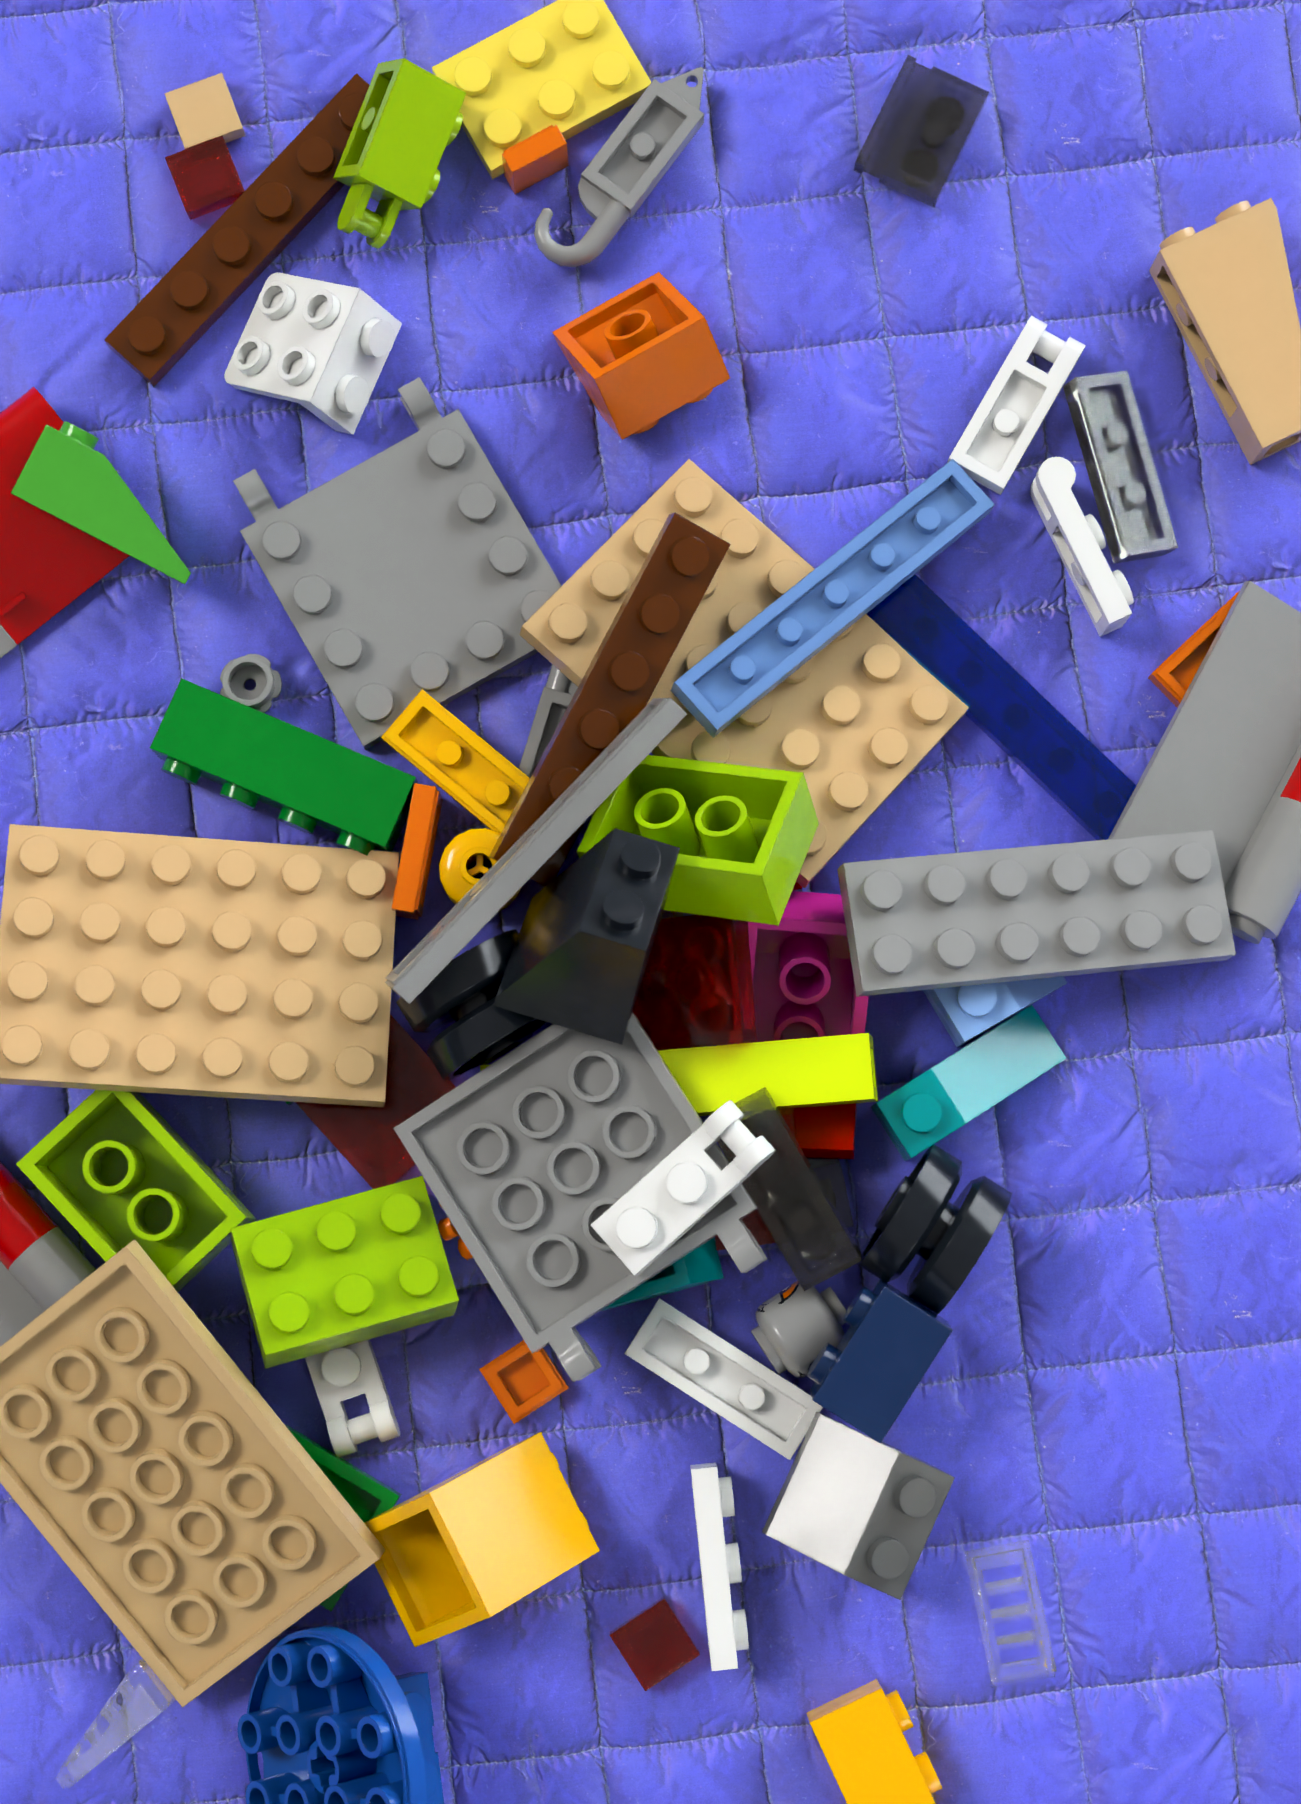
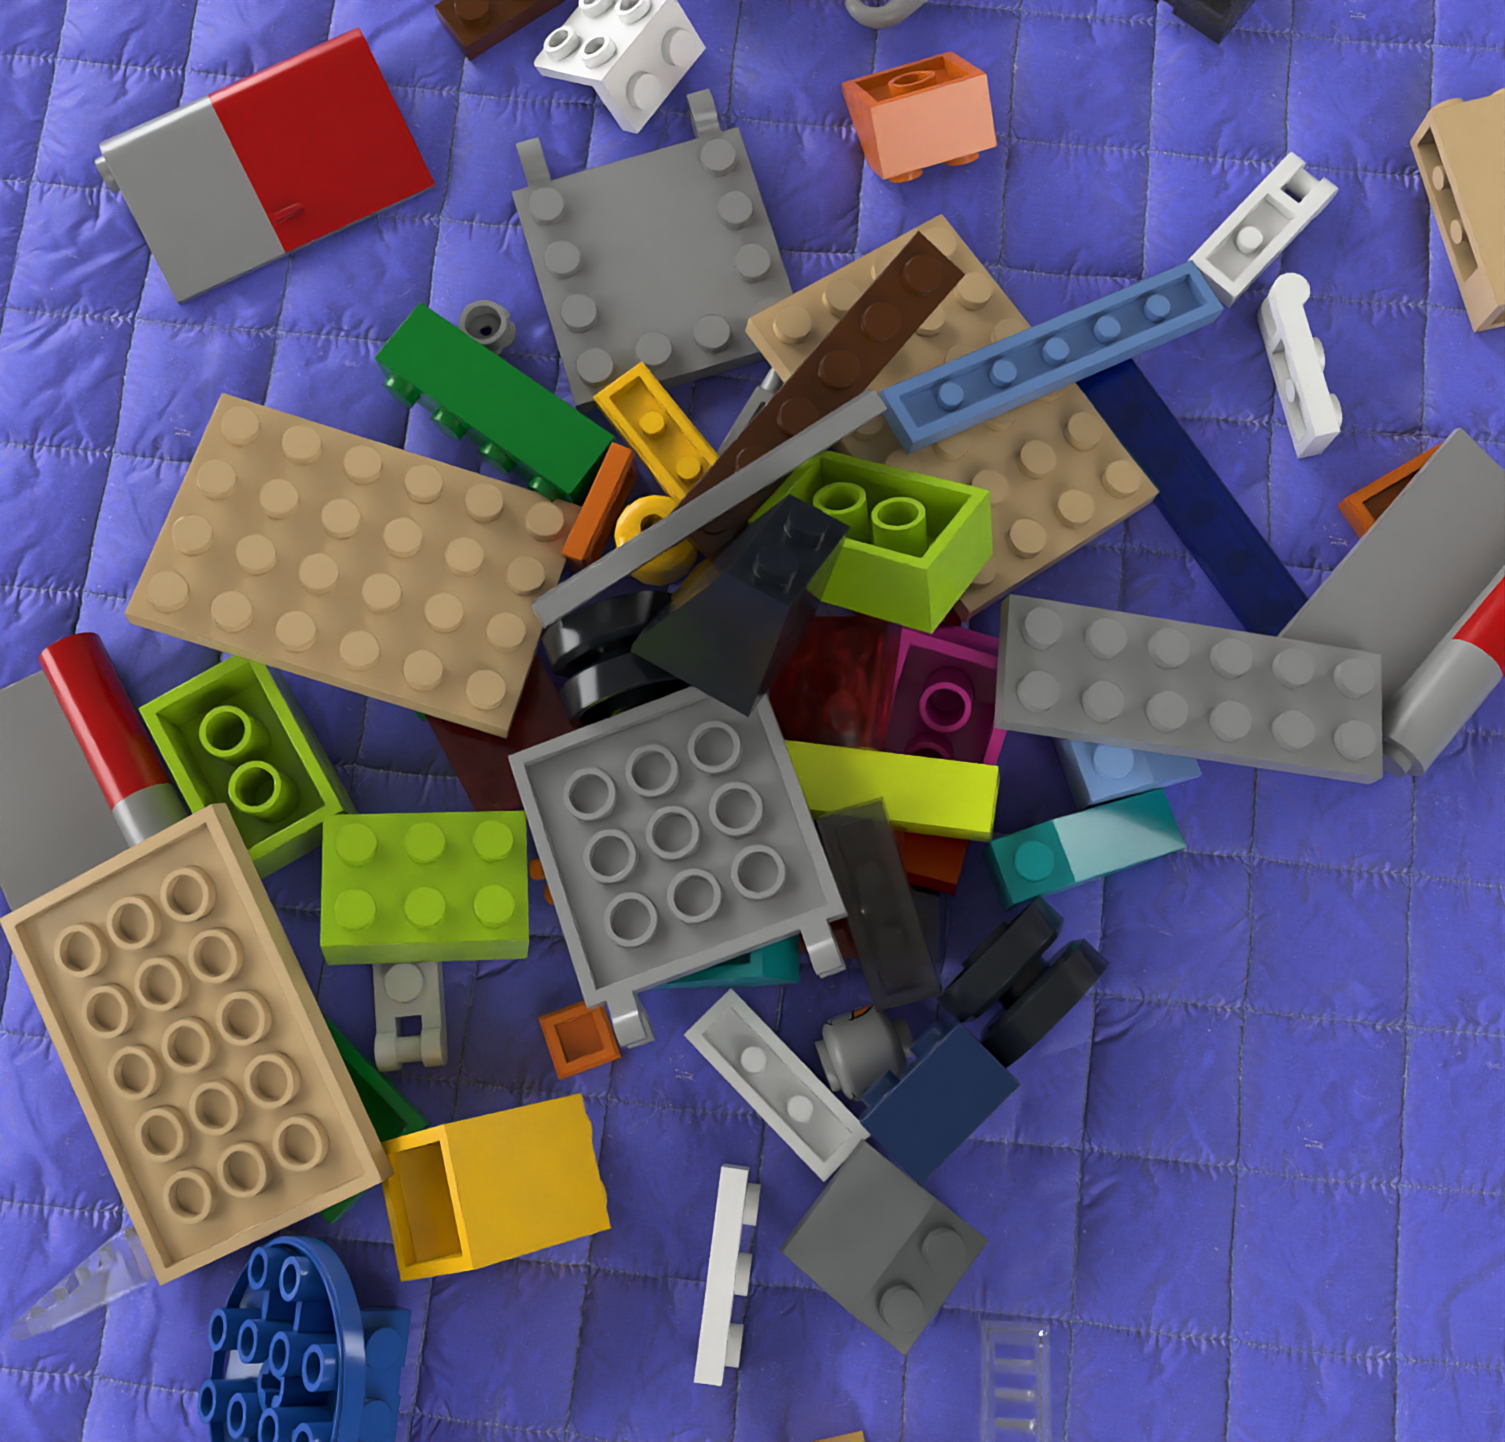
camera: 20 degrees right, 5 degrees down
(88, 493) = (370, 112): bright green slope -> none
(654, 1643) = (645, 1337): clear red tile -> none
(681, 1190) = (774, 875): white plate -> none
(1120, 466) = (1351, 302): clear smoke plate -> none

